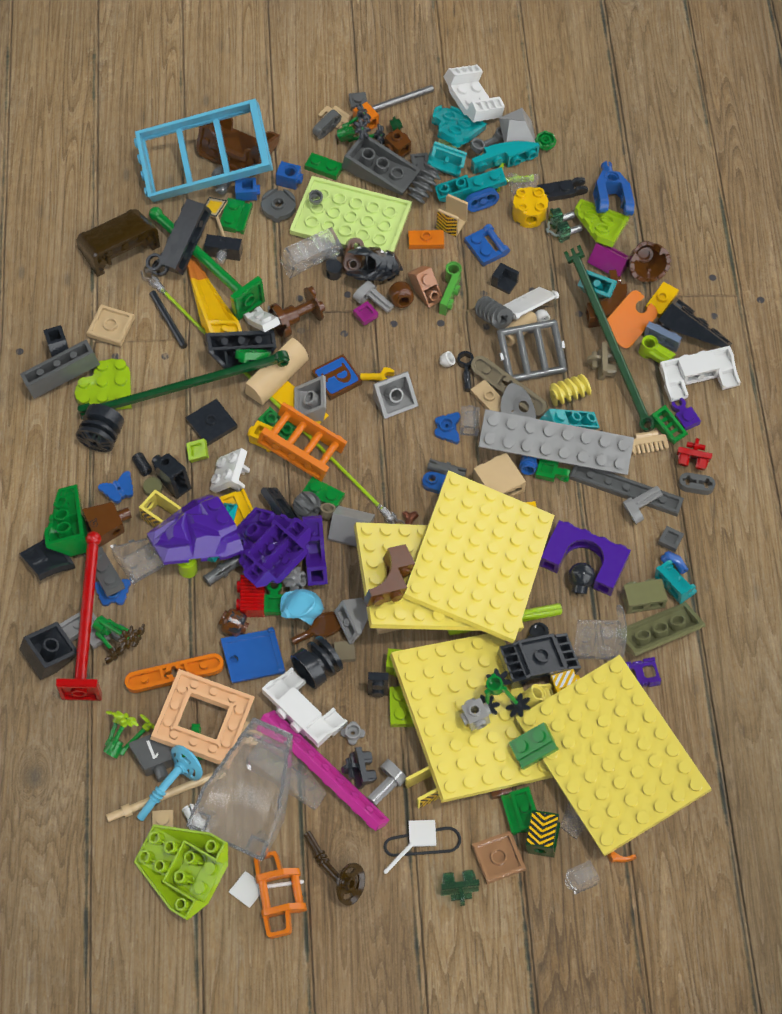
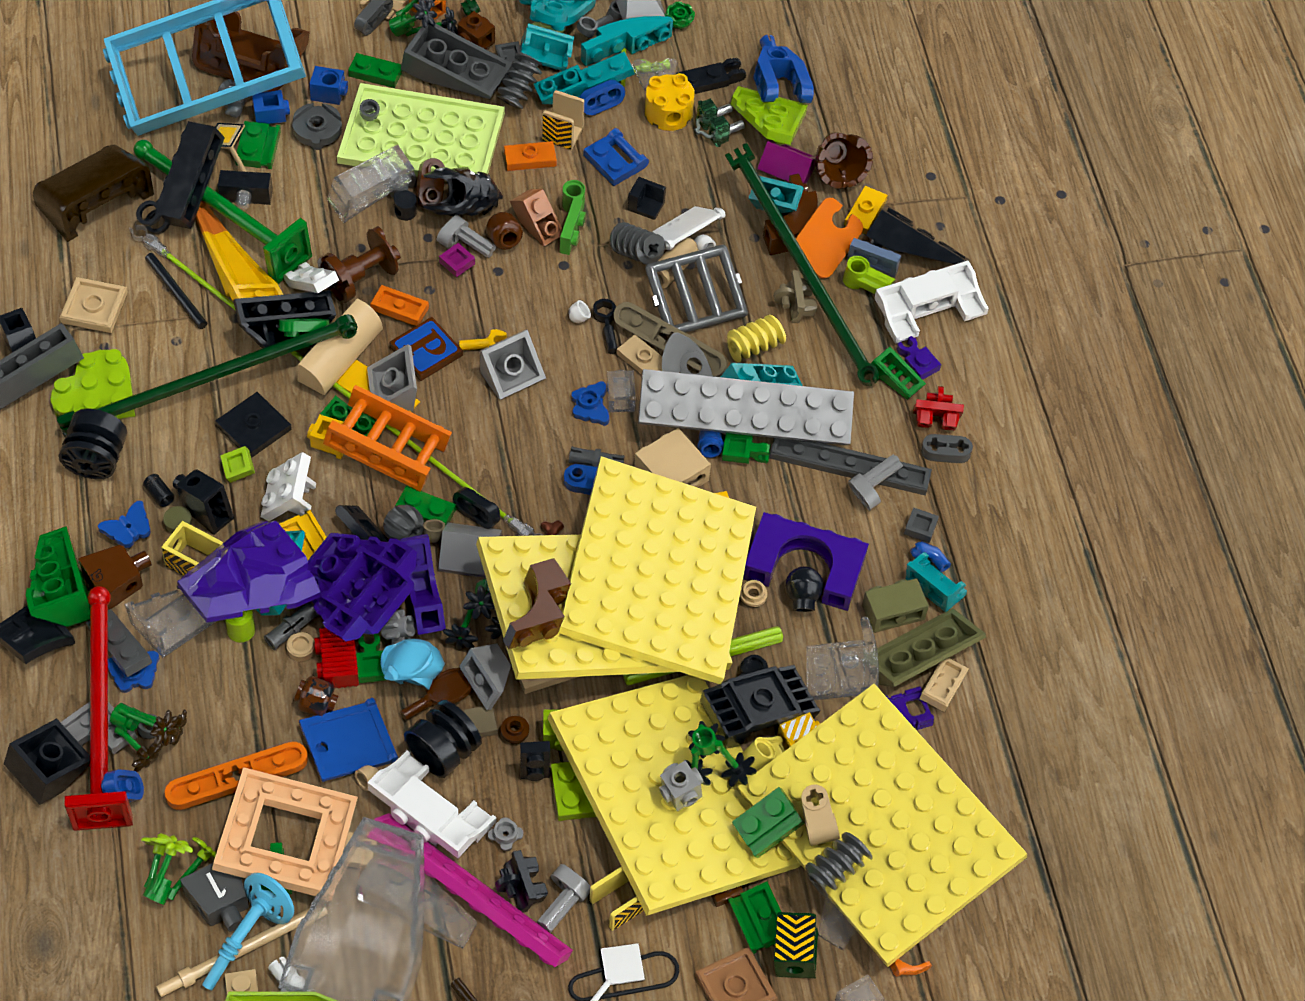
camera: 10 degrees left, 5 degrees down
(97, 671) = (124, 780): none -> blue plate
(227, 585) = (300, 646): none -> tan tile
(261, 681) = (364, 774): none -> tan hinge
(321, 344) = (399, 305): none -> orange plate
(351, 568) = (479, 602): none -> black plant
(358, 497) = (476, 507): none -> black plate
(367, 664) = (515, 736): none -> reddish brown plate
(545, 572) = (756, 587): none -> tan plate
(568, 748) = (819, 819): none -> tan piece
(577, 780) = (836, 862): none -> dark grey piece
(649, 438) = (874, 394): tan piece -> none
(671, 656) = (944, 684): none -> tan plate

